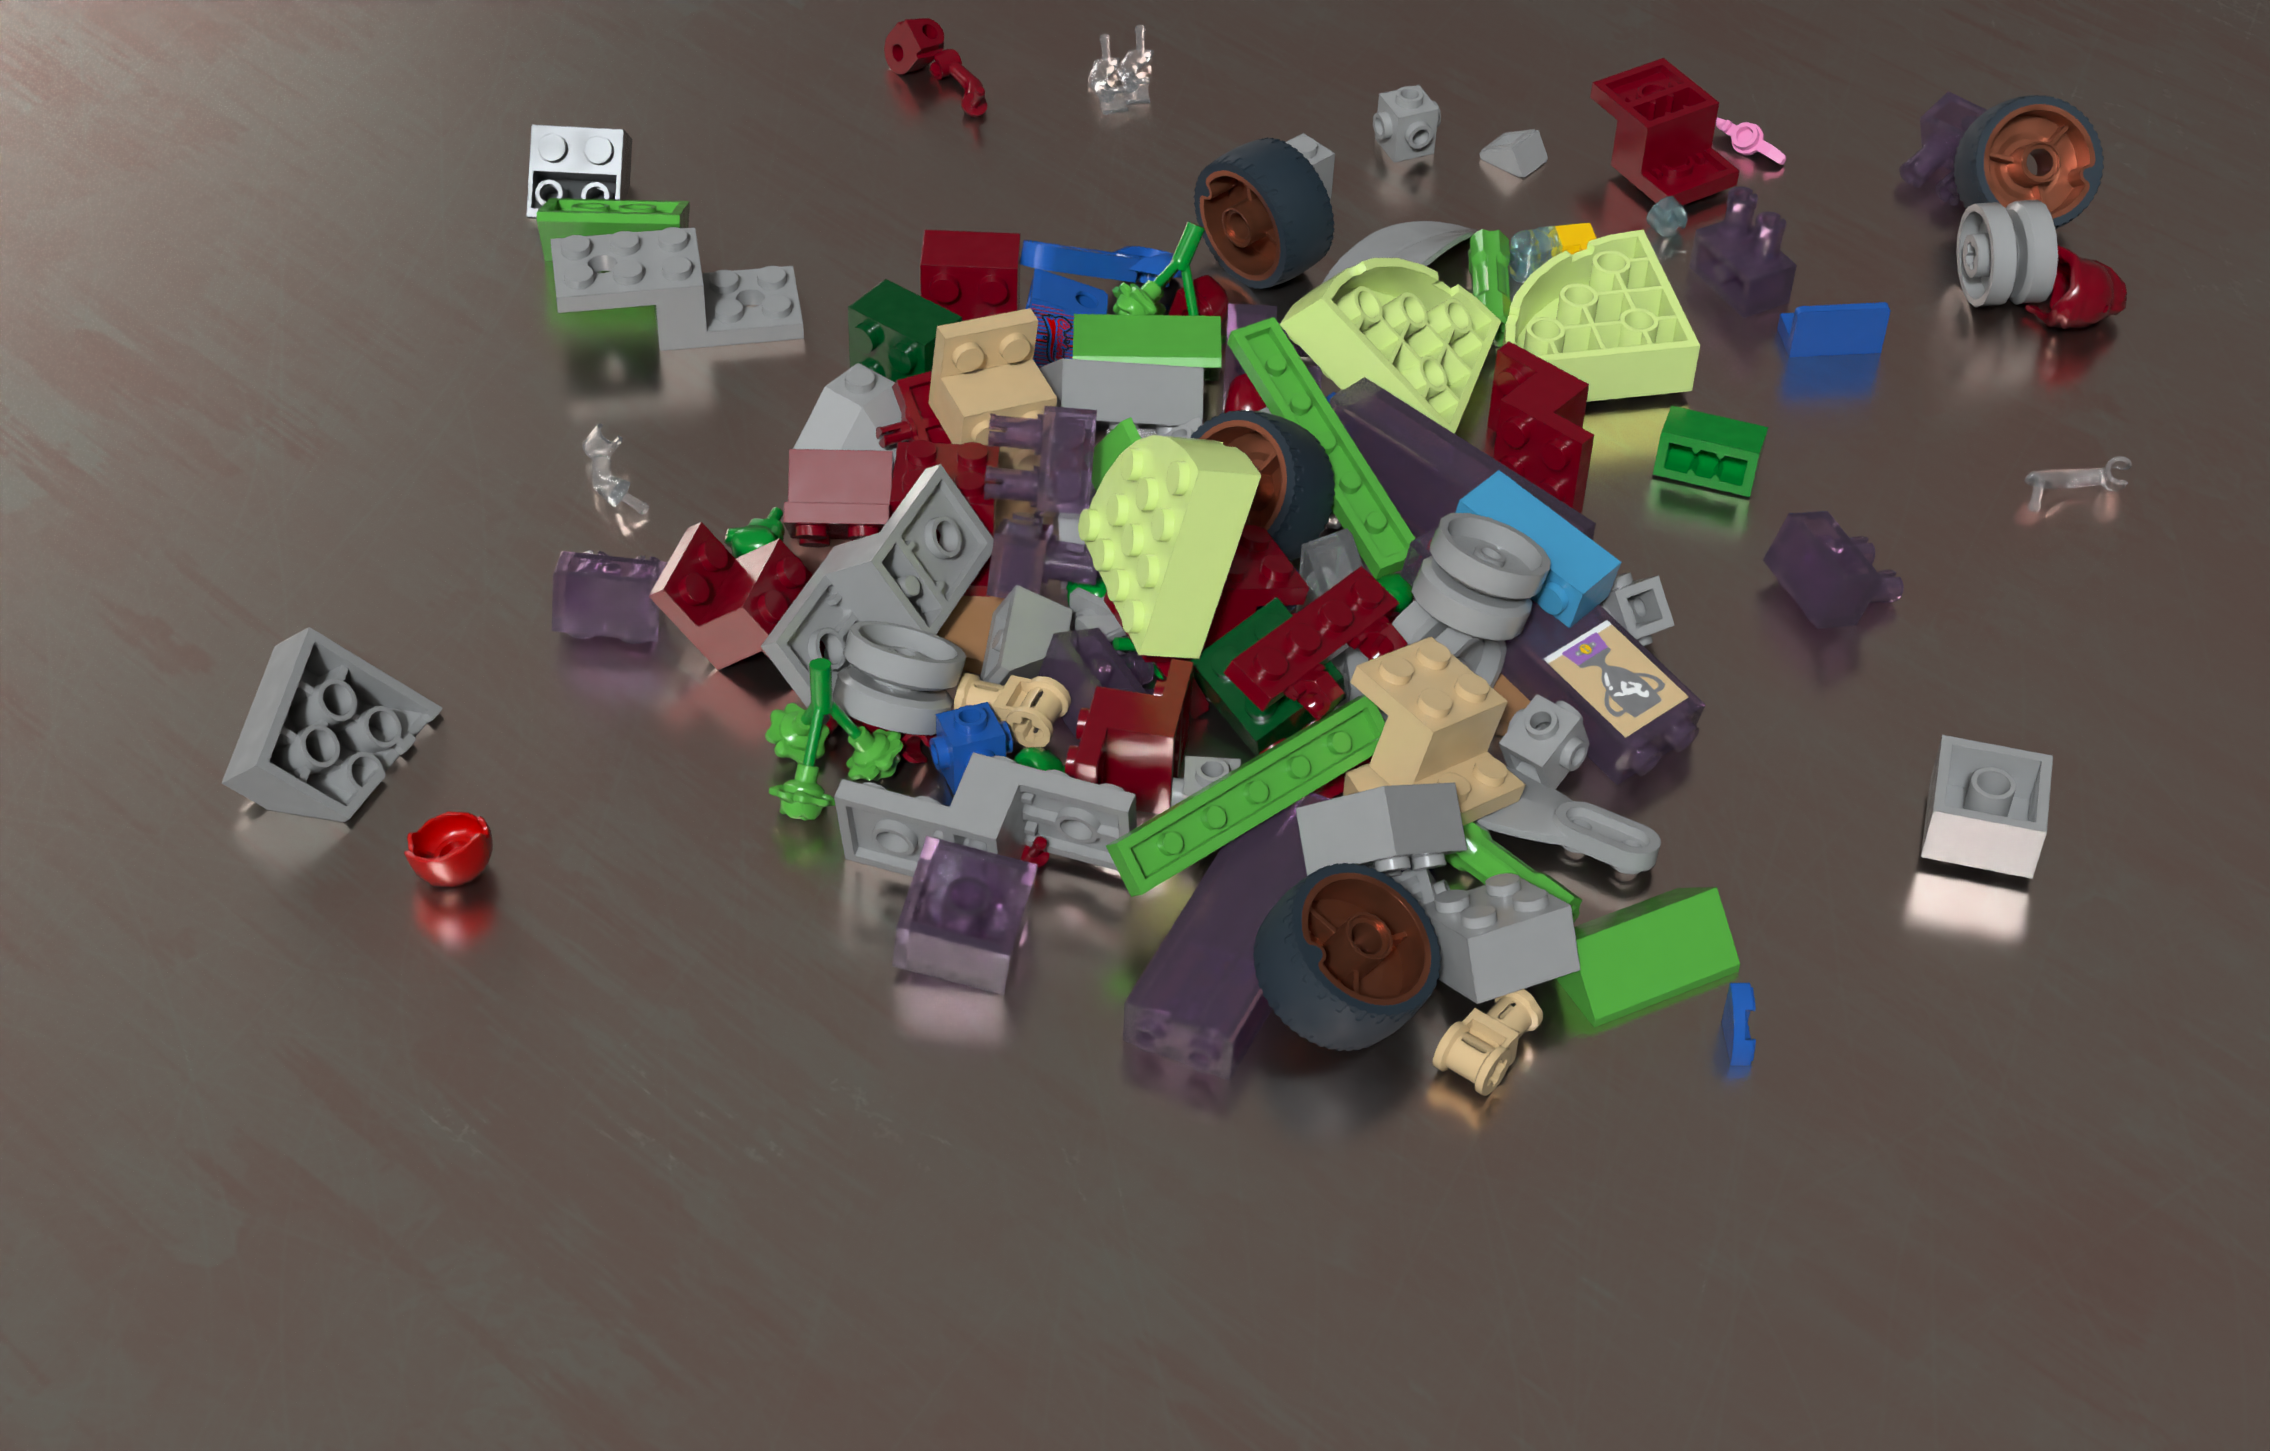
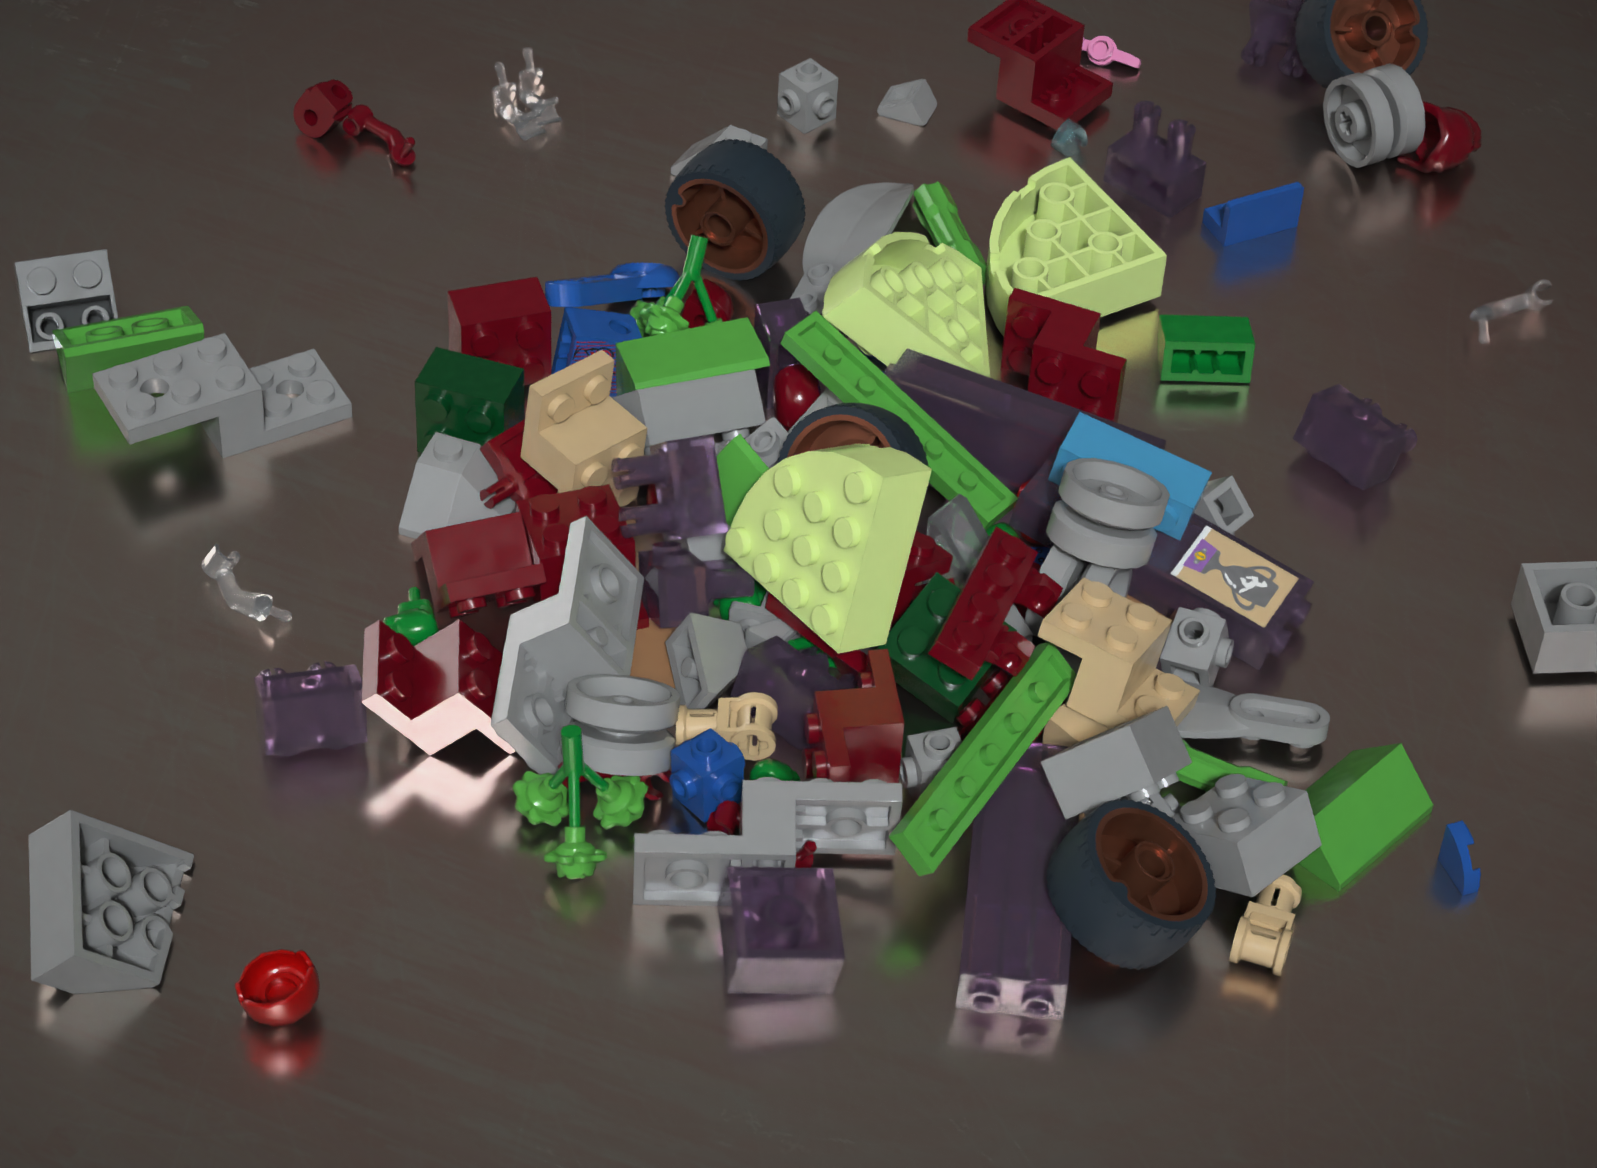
camera: 20 degrees left, 0 degrees up
(1536, 246) = (984, 191): clear light blue leg -> none

